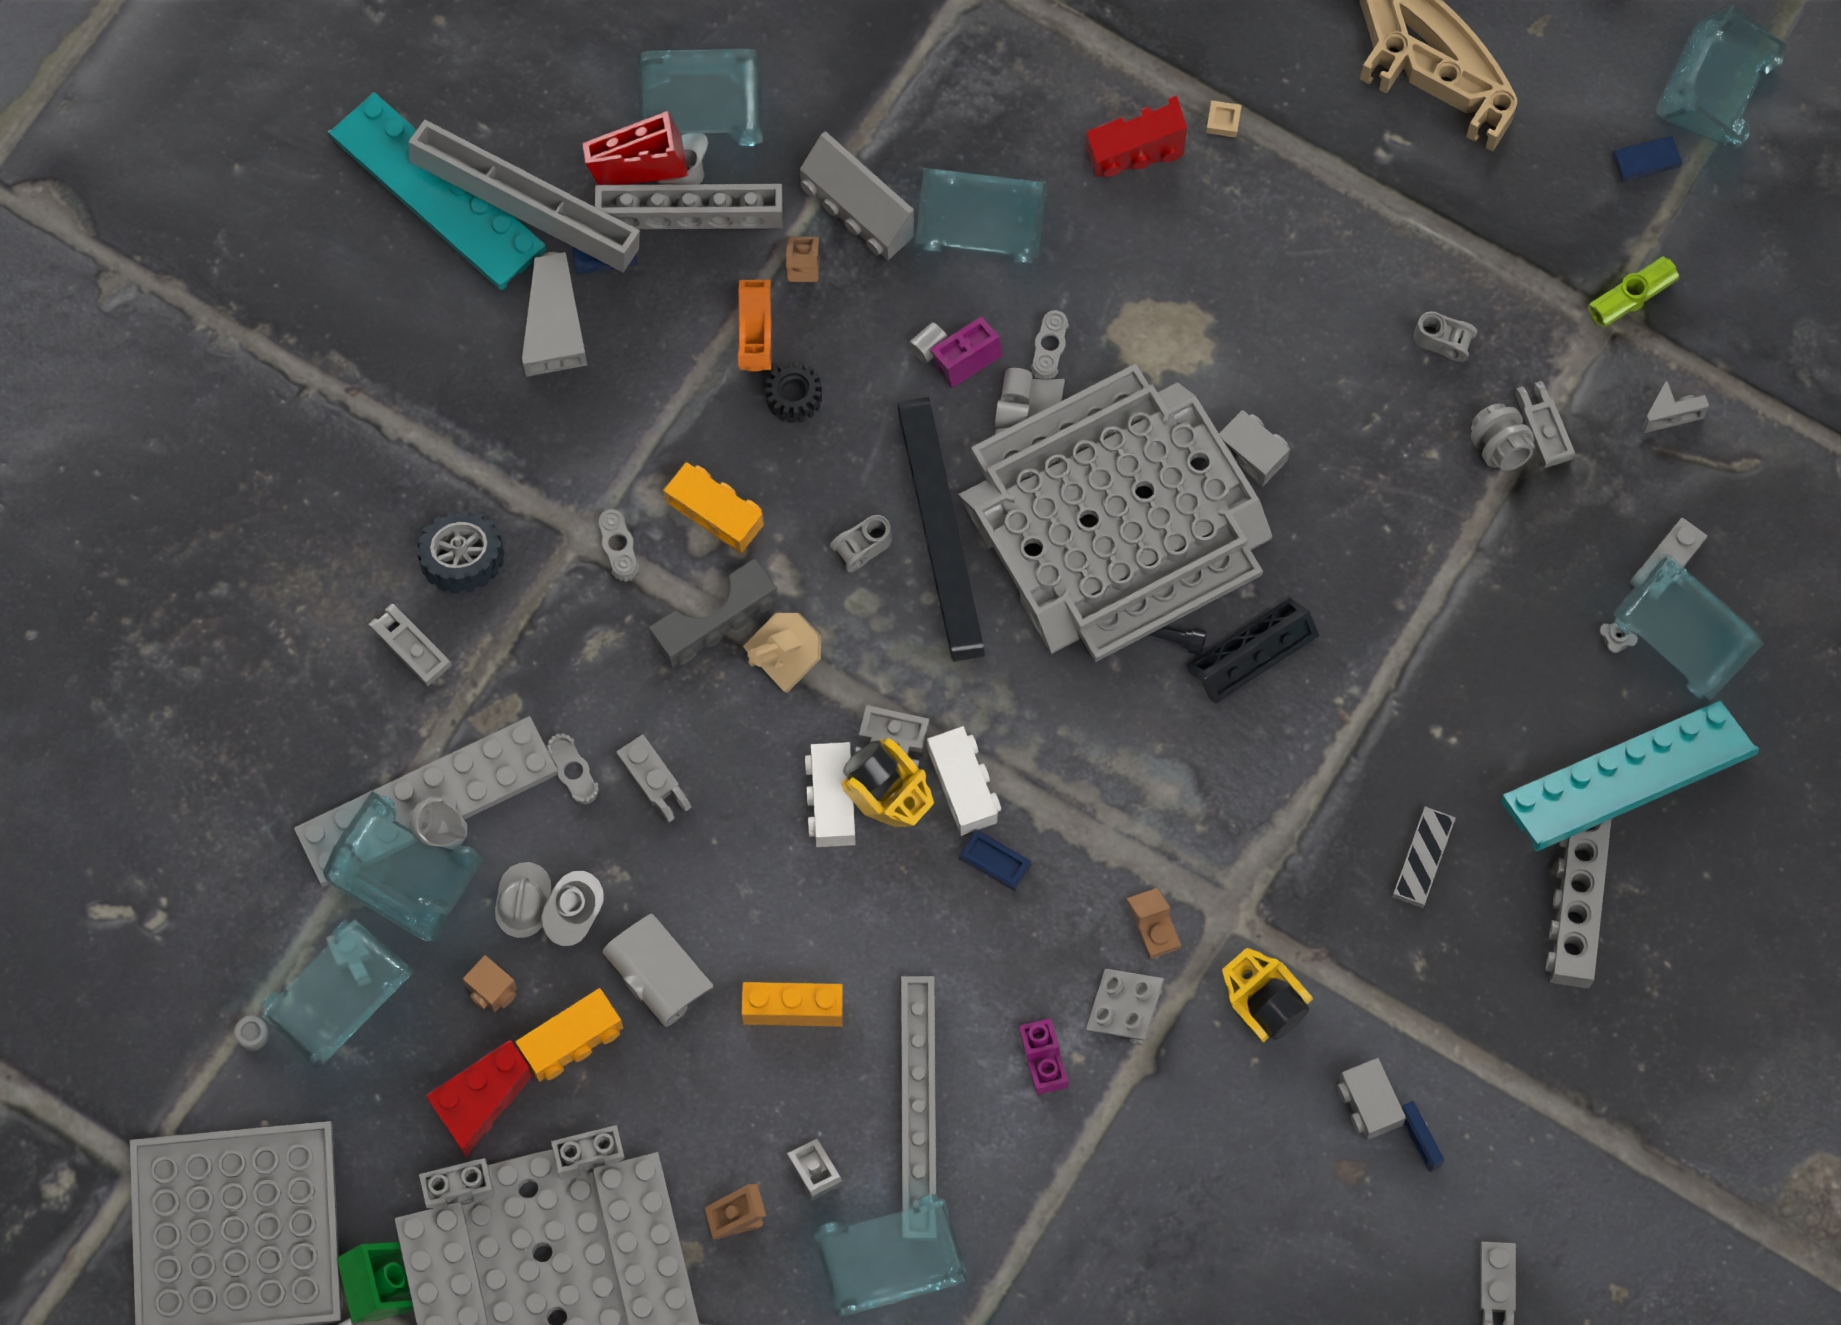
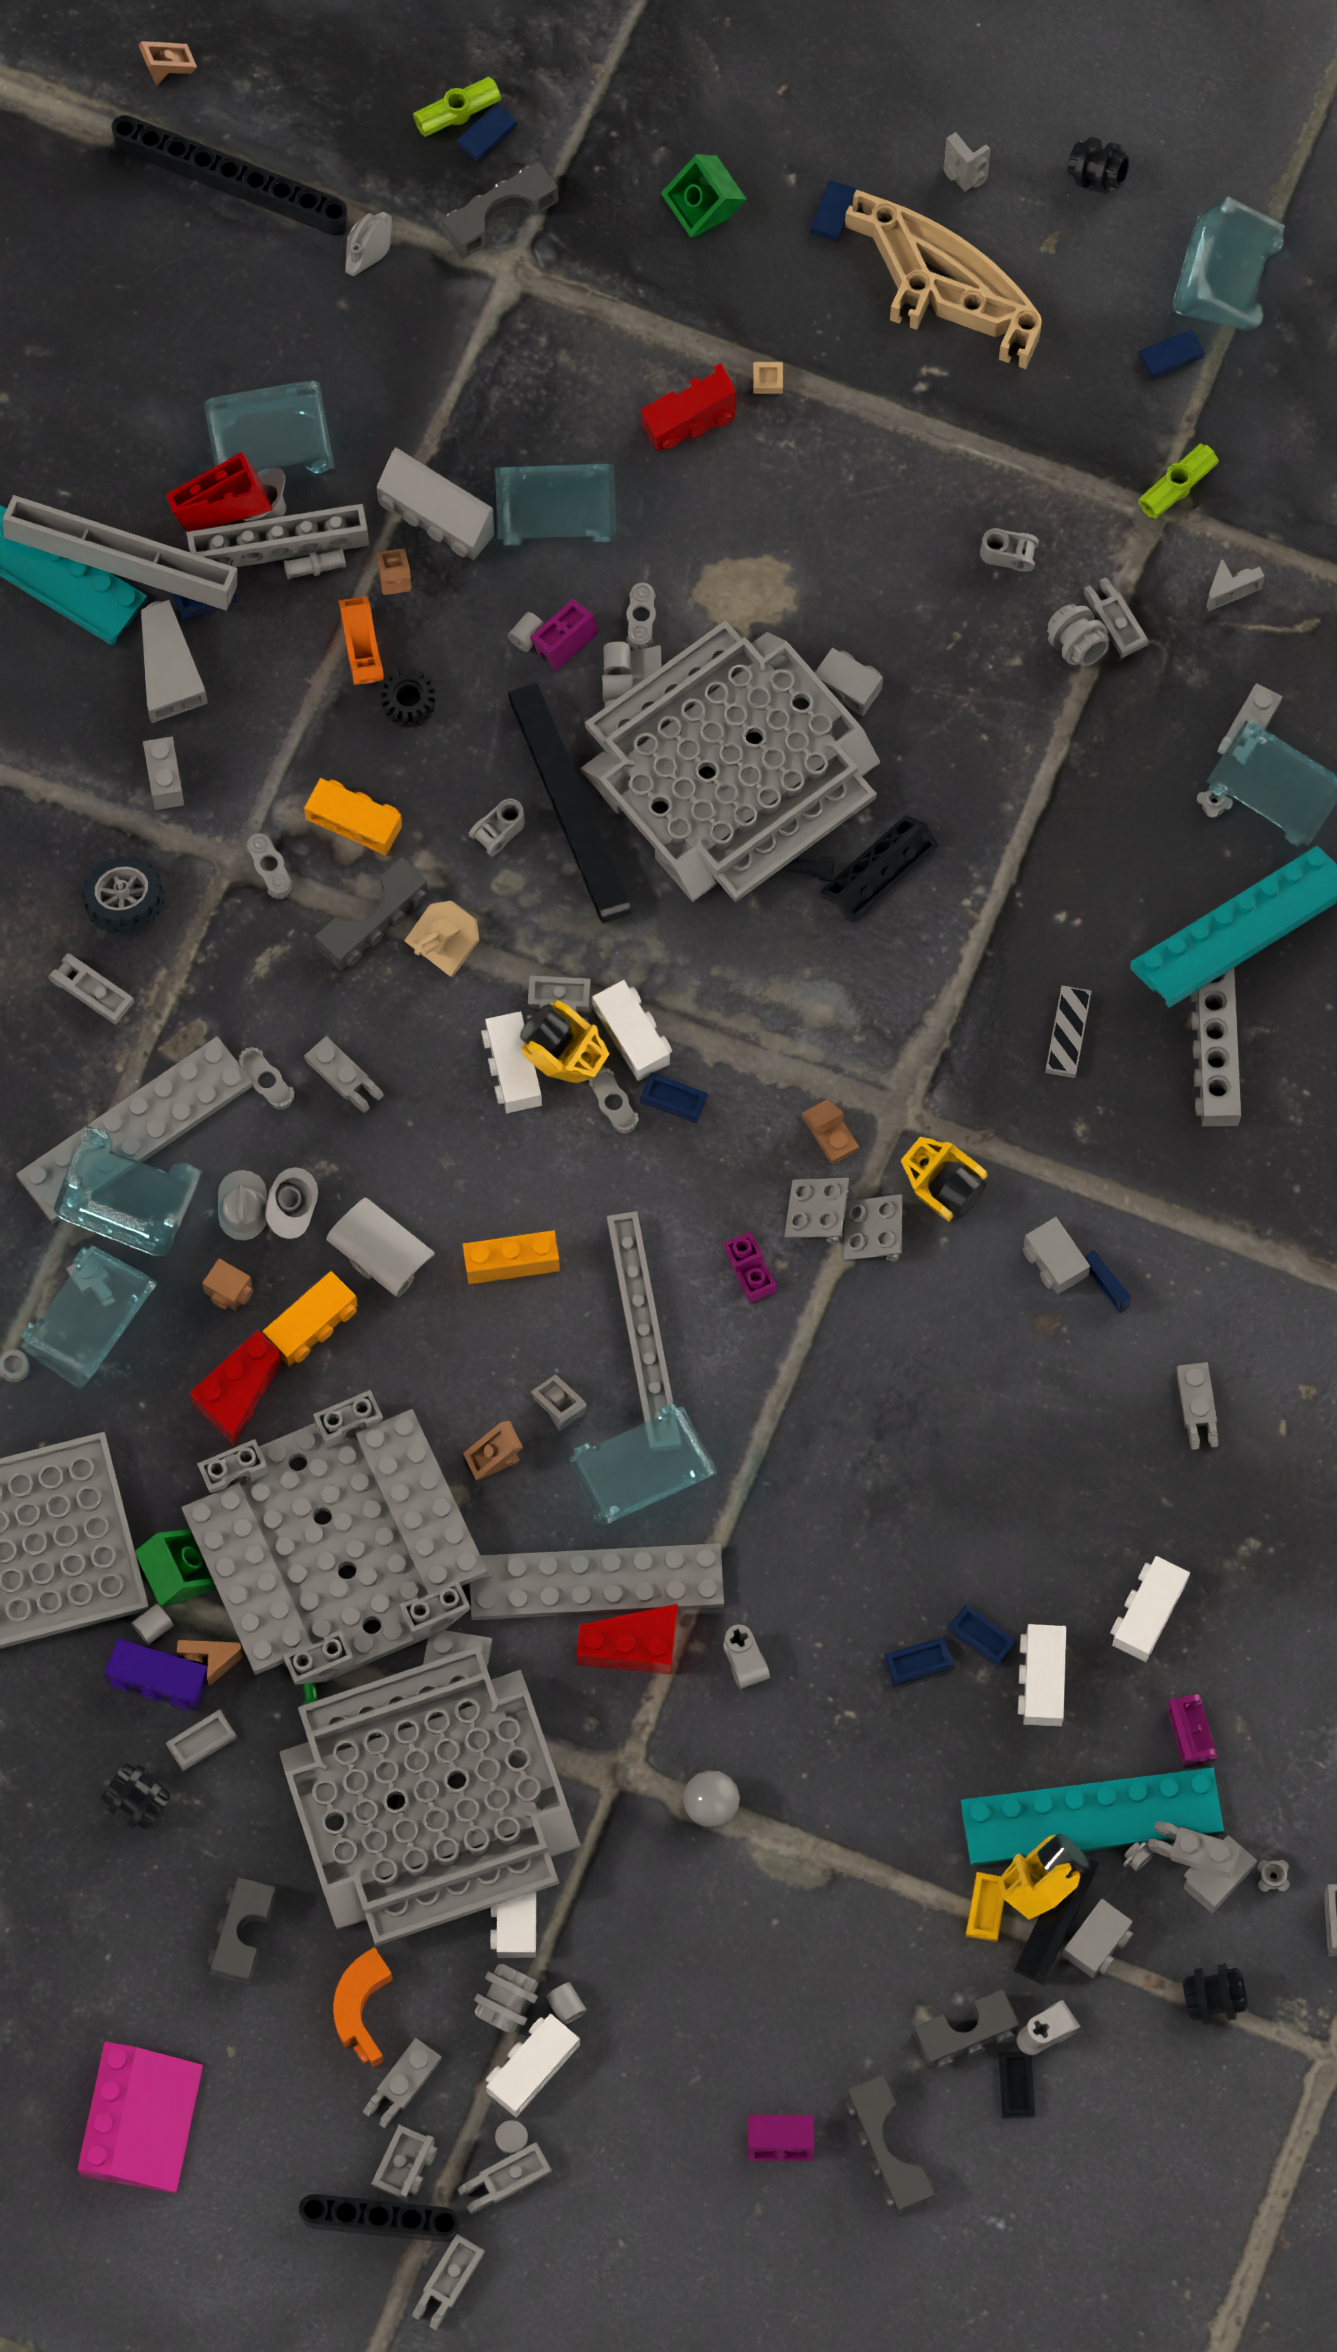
camera: 10 degrees left, 0 degrees up
(438, 824) = (152, 1147): light grey hair -> none
(526, 431) = (163, 773): none -> light grey brick
(723, 238) = (314, 564): none -> light grey pin
(924, 834) = (604, 1085): none -> light grey piece
(1181, 1036) = (873, 1228): none -> light grey hinge

